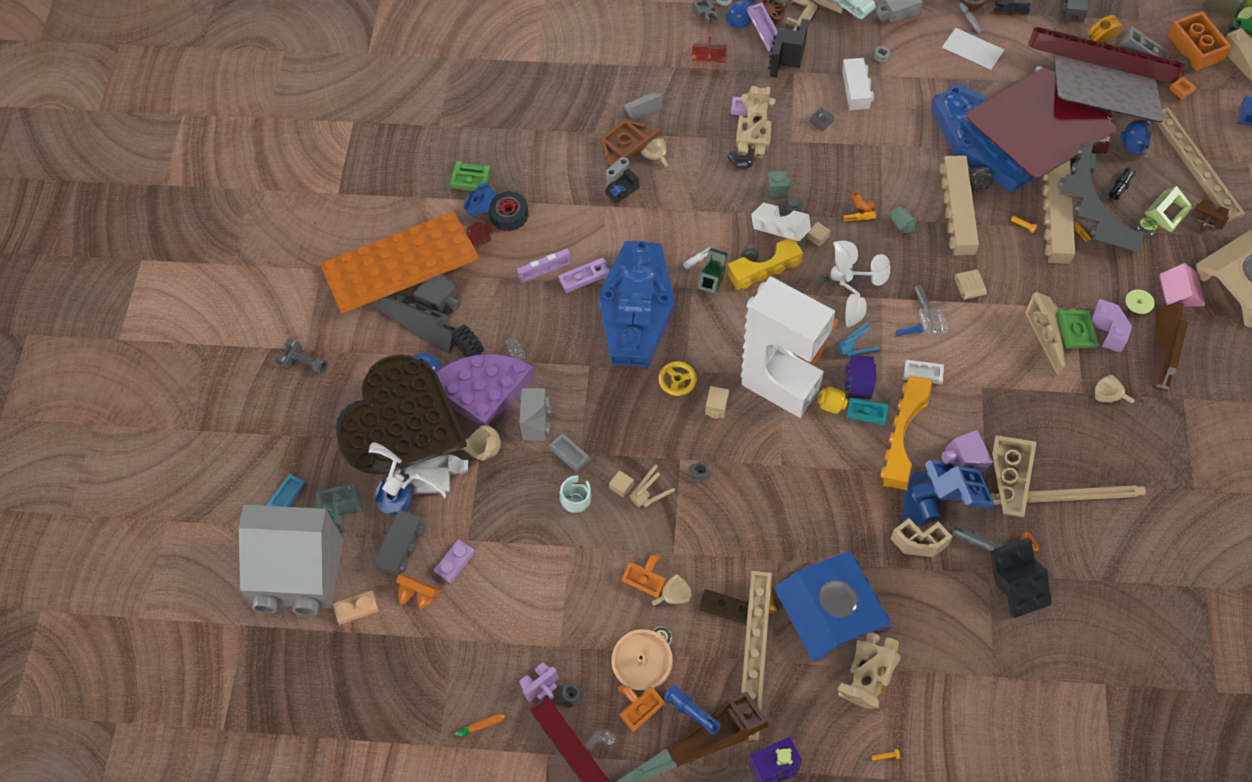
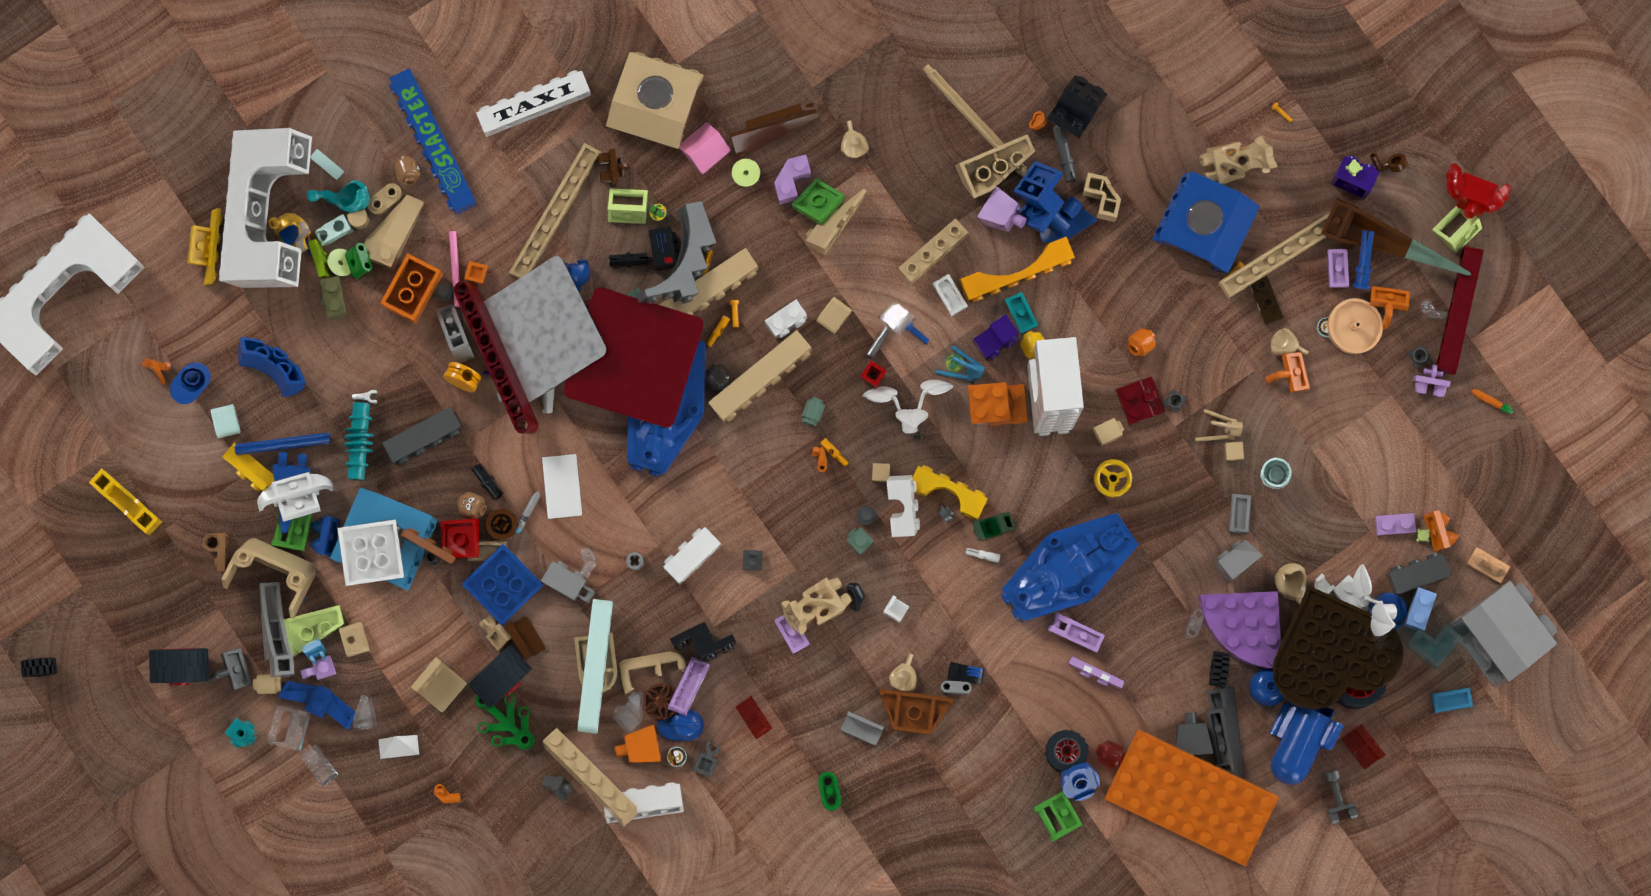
camera: 135 degrees left, 20 degrees up
(317, 404) = (1363, 746): none -> clear red panel
(357, 351) = (1302, 737): none -> blue piece
(372, 520) = (1419, 609): none -> light blue brick
(426, 575) = (1423, 535): none -> yellowish green piece
(619, 60) = (829, 791): none -> green plate
(704, 687) = (1338, 268): none -> lavender plate
(707, 174) = (895, 609): none -> white panel
(722, 447) = (1140, 400): none -> dark red hinge
(769, 479) = (1141, 342): none -> orange head
(865, 341) = (952, 365): none -> clear light blue tile
(900, 275) = (873, 368): none -> red plate
(902, 29) = (589, 560): none -> clear arm
(970, 382) = (932, 252): none -> tan brick
(992, 247) = (786, 319): none -> white brick
(1018, 205) = (718, 330): none -> light orange pin
(1118, 205) = (662, 248): none -> black brick
(1201, 83) = (454, 262): none -> bright pink bar

